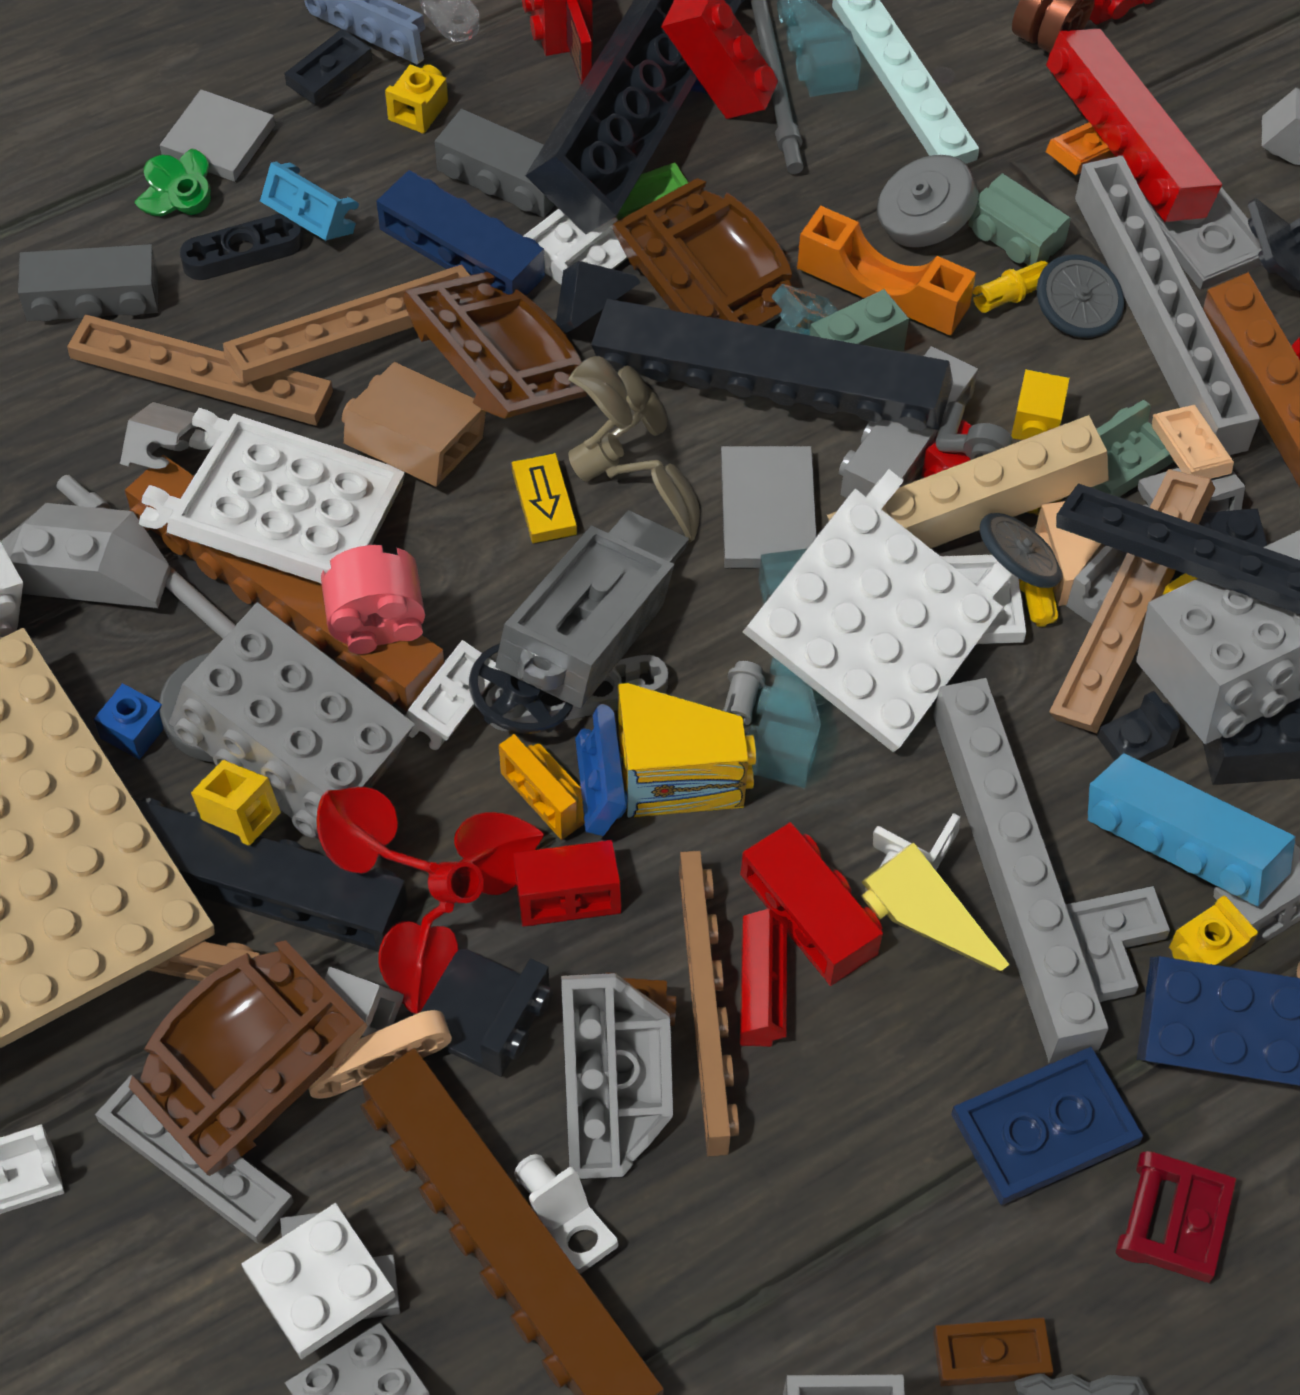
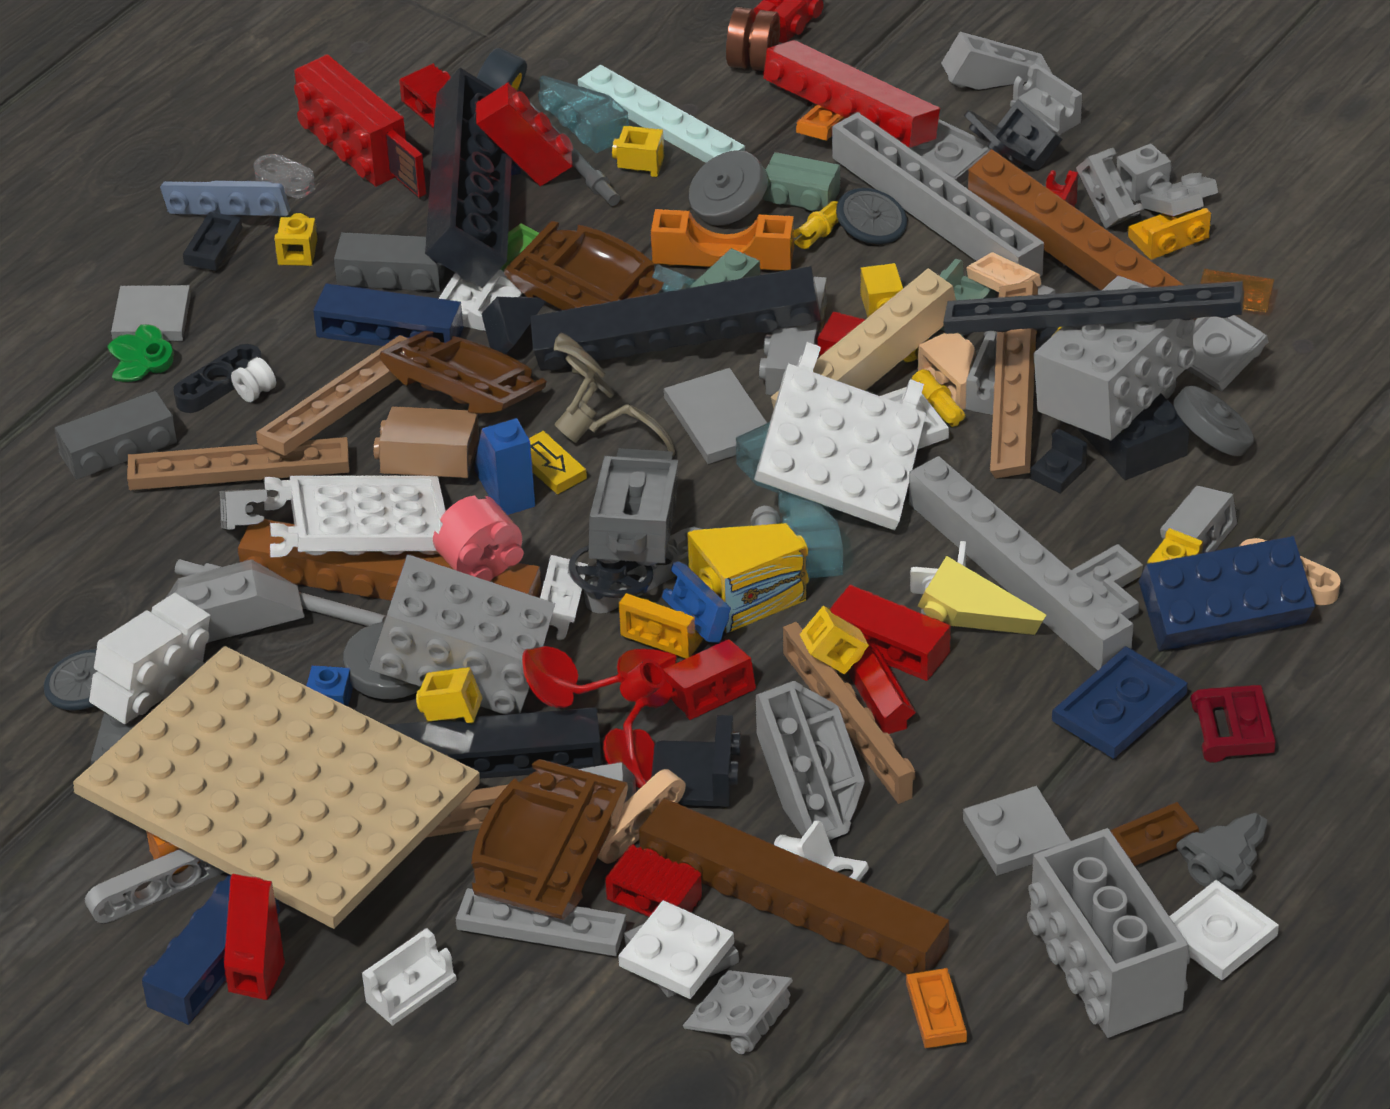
camera: 20 degrees left, 15 degrees down
(273, 264) = (253, 379): none -> white wheel
(306, 202) = (257, 328): dark azure hinge -> none
(348, 1163) = (646, 879): none -> red brick
(475, 497) = (506, 466): none -> blue slope
(723, 904) = (833, 640): none -> yellow brick
(828, 1265) = (1014, 829): none -> light grey plate
(855, 112) = (639, 149): none -> yellow brick
(979, 440) = (854, 314): dark grey plate -> none
(1020, 550) = (920, 373): wheel -> none
(1191, 829) = (1125, 497): dark azure brick -> none

